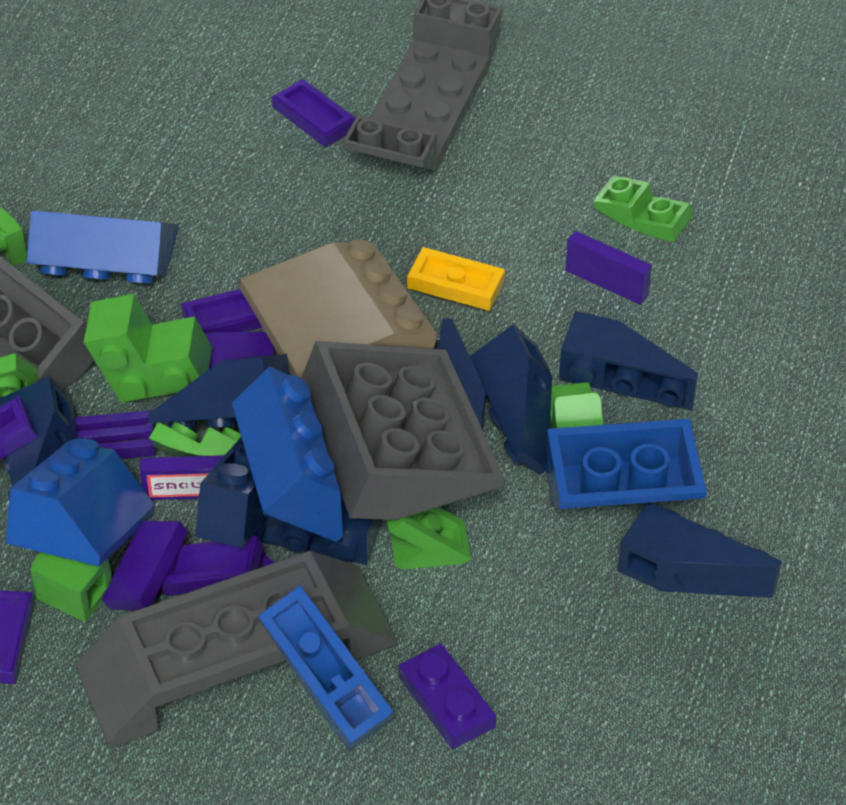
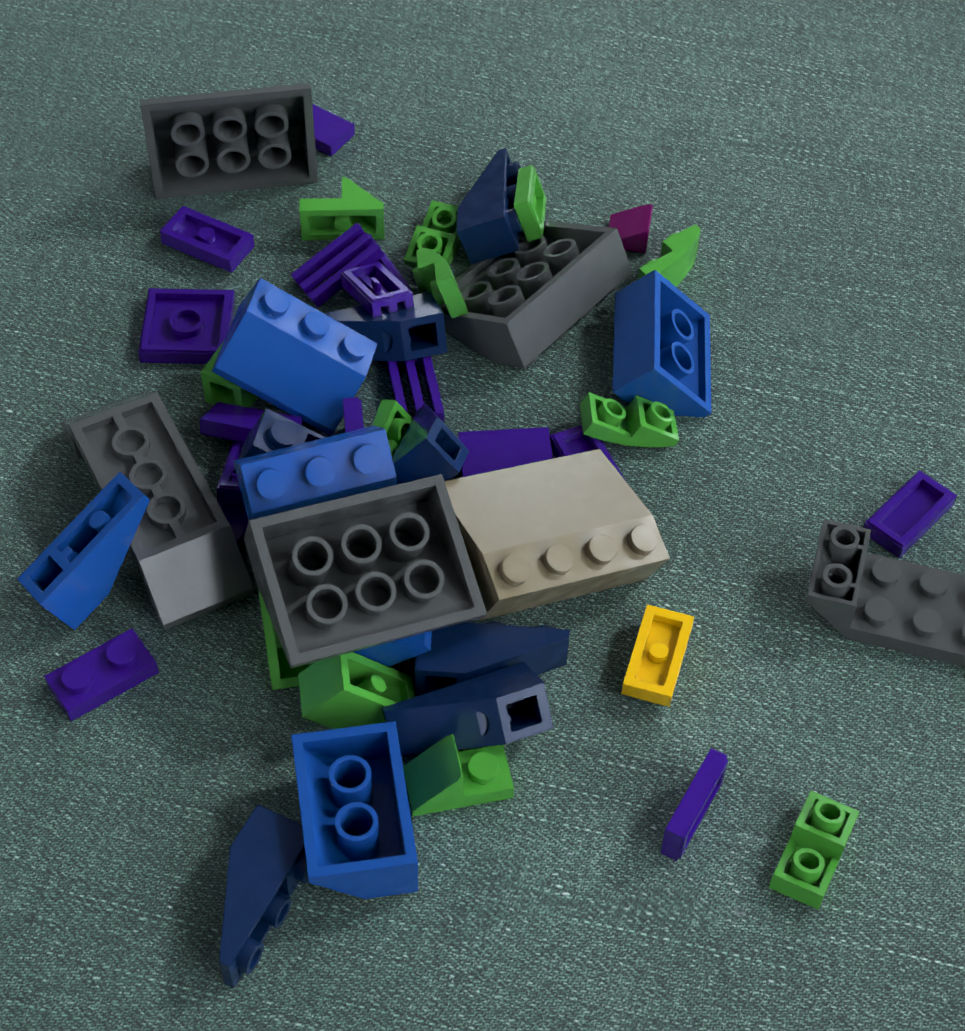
camera: 85 degrees right, 5 degrees up
(141, 356) = (493, 390): bright green brick -> none
(187, 274) = (638, 424): none -> bright green slope
(498, 505) = (350, 691): none -> bright green slope
(624, 363) = (548, 815): dark blue slope -> none

